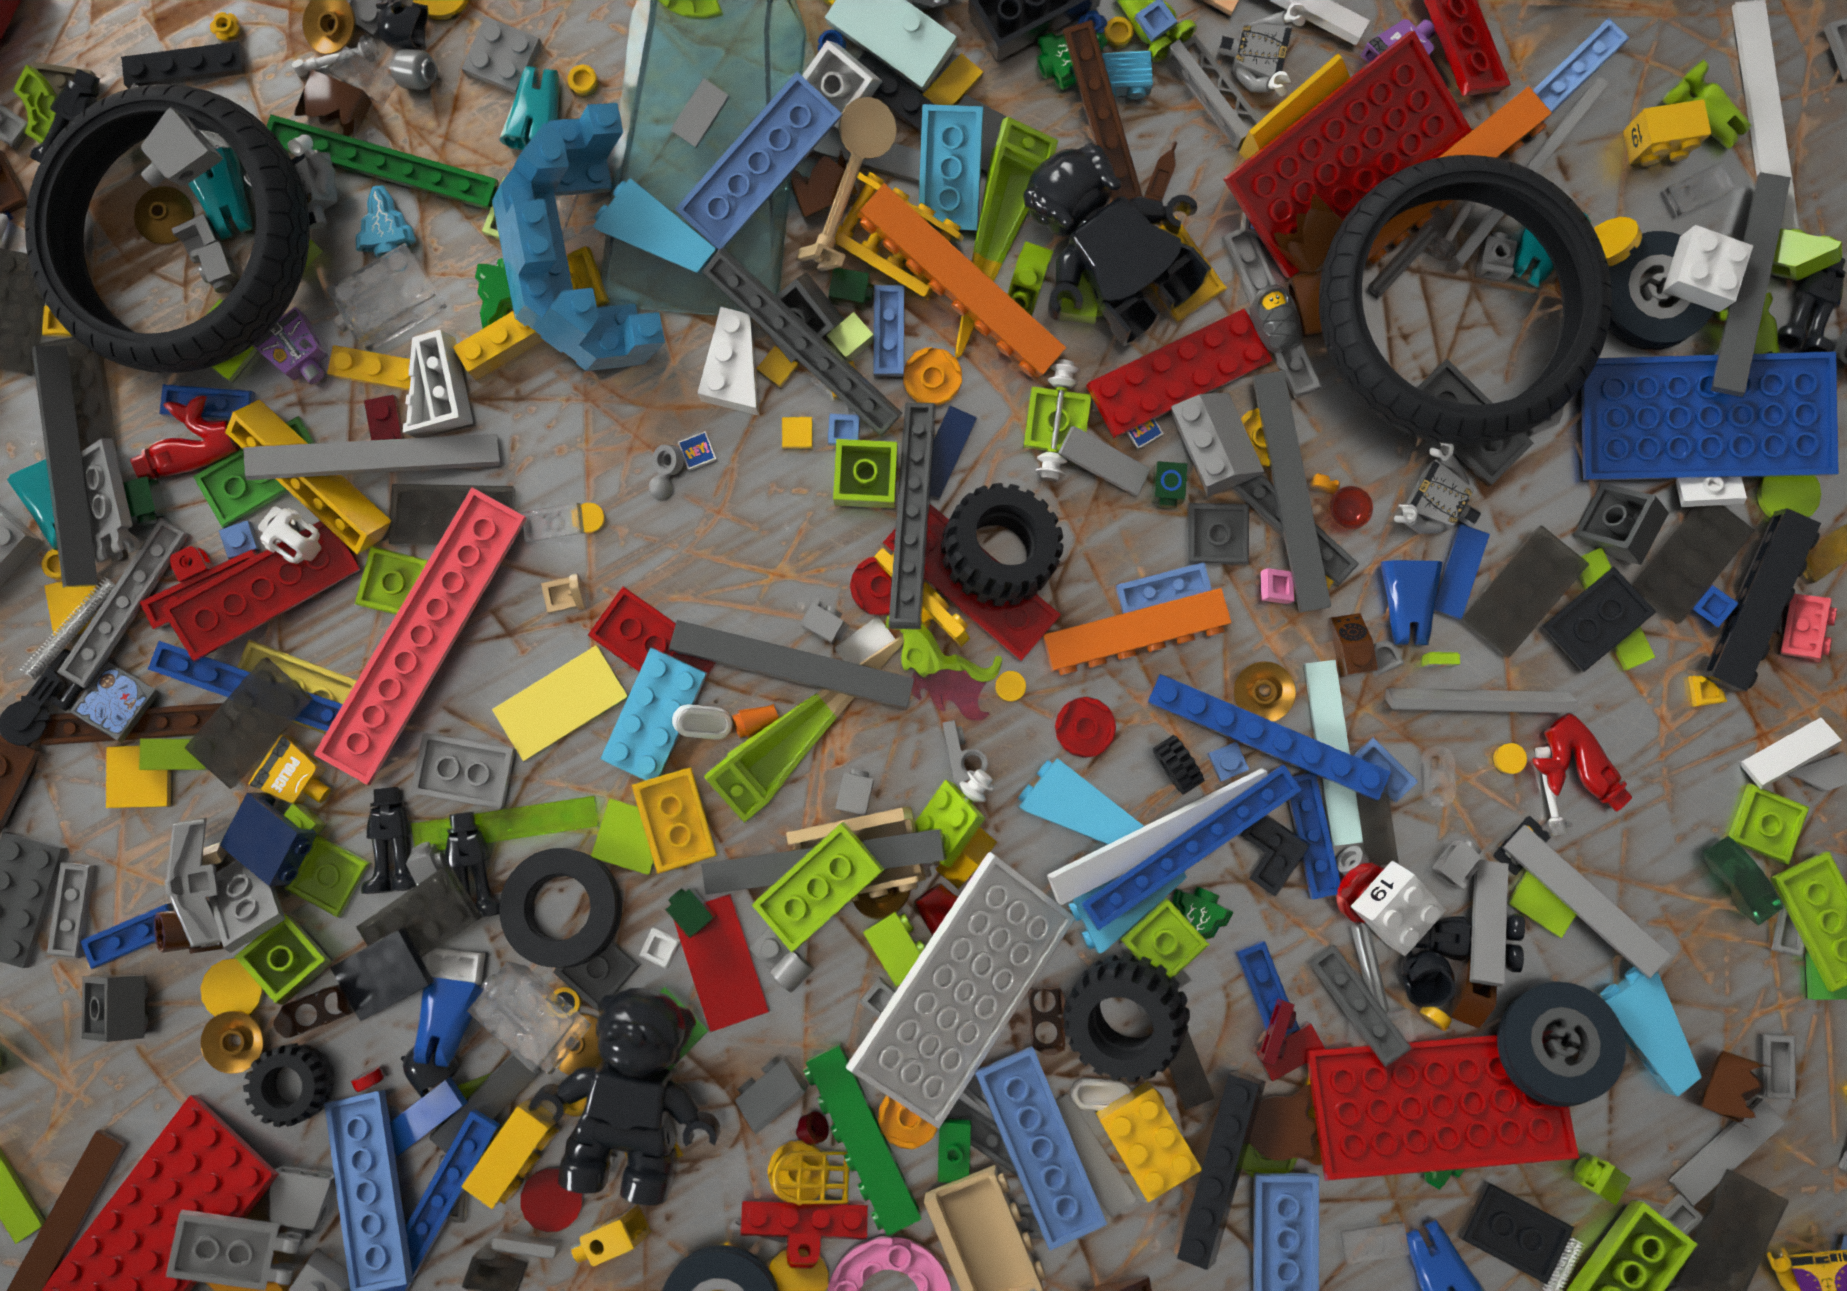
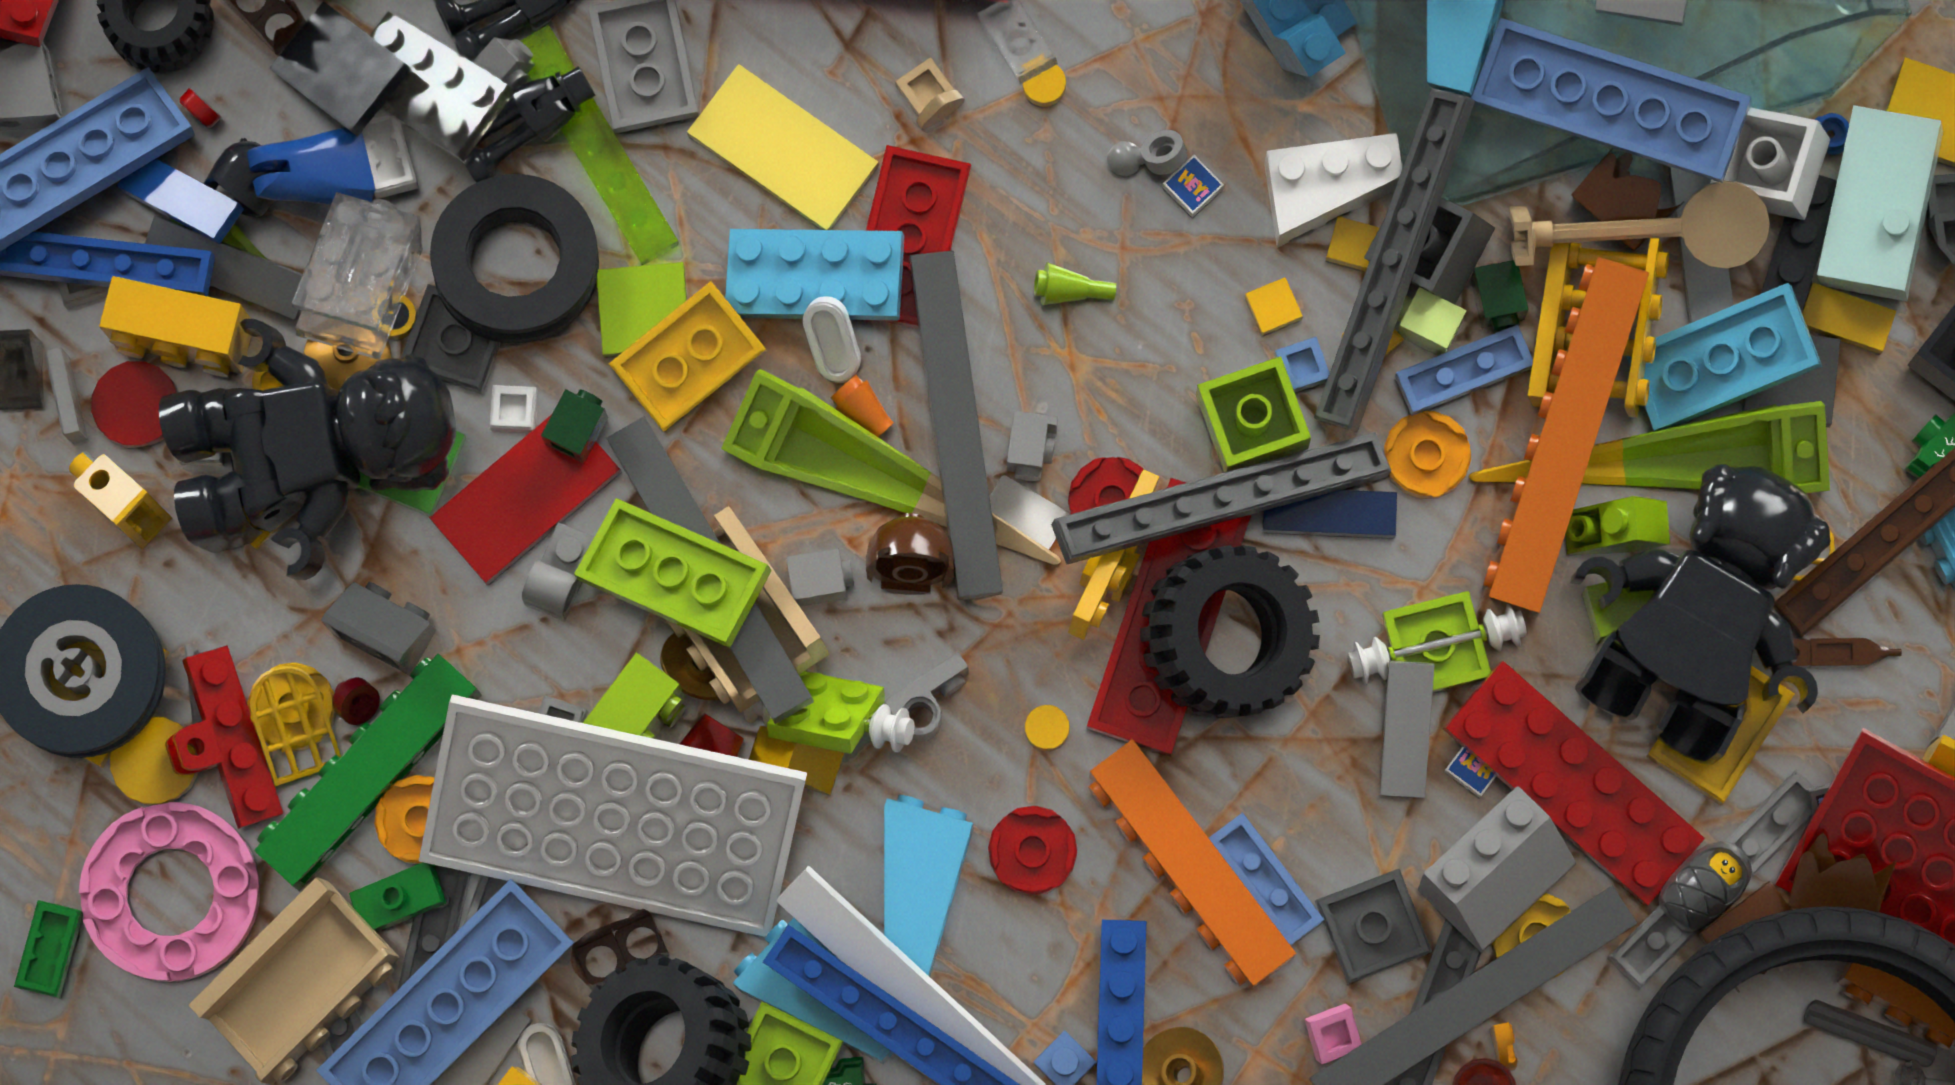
camera: 70 degrees right, 5 degrees down
(727, 561) = (1062, 285): none -> lime cone
(865, 727) = (910, 555): none -> reddish brown cylinder
(944, 676) = (1024, 633): piece -> none
(1169, 484) = (1412, 830): dark green brick -> none
(1178, 764) = (1030, 990): black tyre -> none

